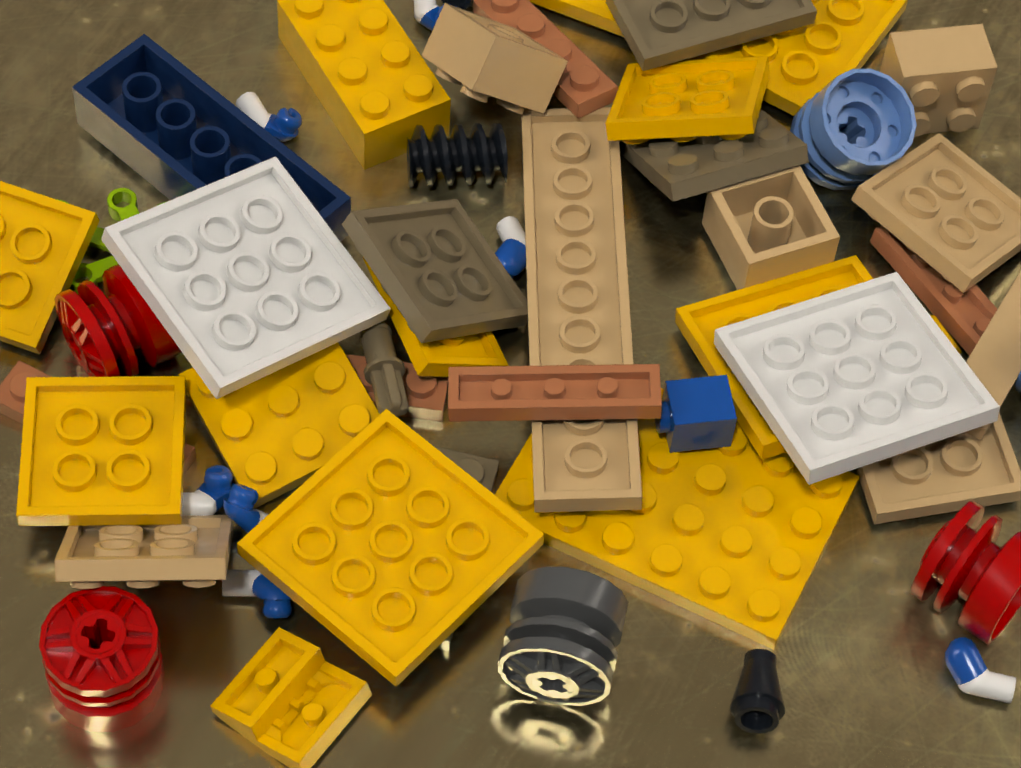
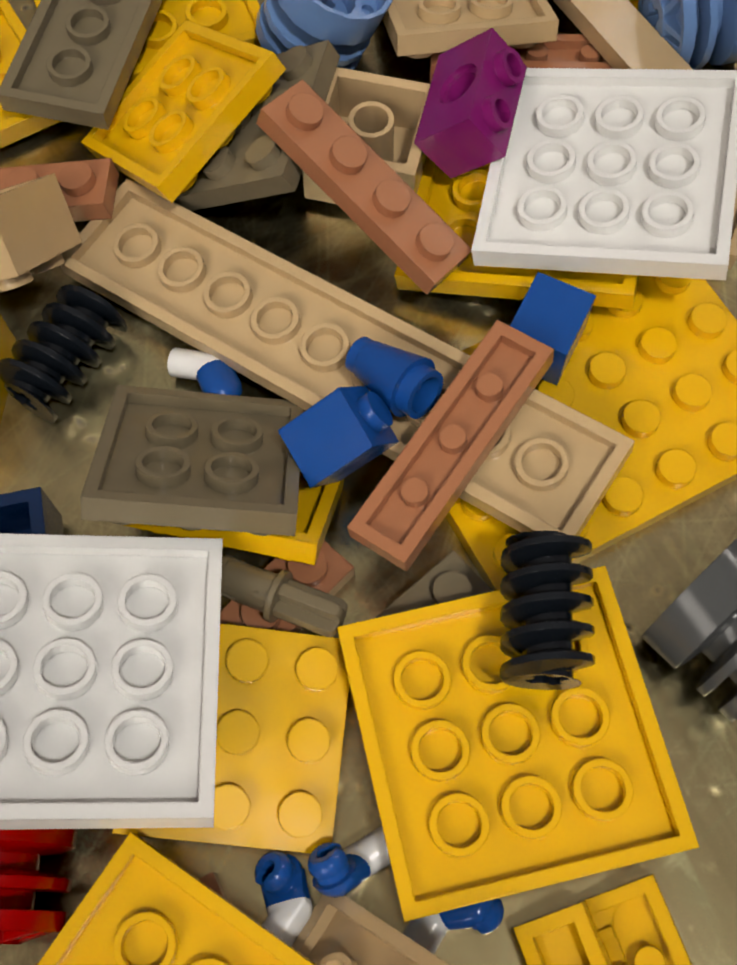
camera: 50 degrees left, 10 degrees up
(475, 496) = (543, 610): none -> black piece
(510, 331) = (339, 434): none -> blue brick
(577, 335) = (399, 377): none -> blue cone
(707, 237) = (363, 186): none -> nougat plate
(834, 262) = (471, 104): none -> magenta brick

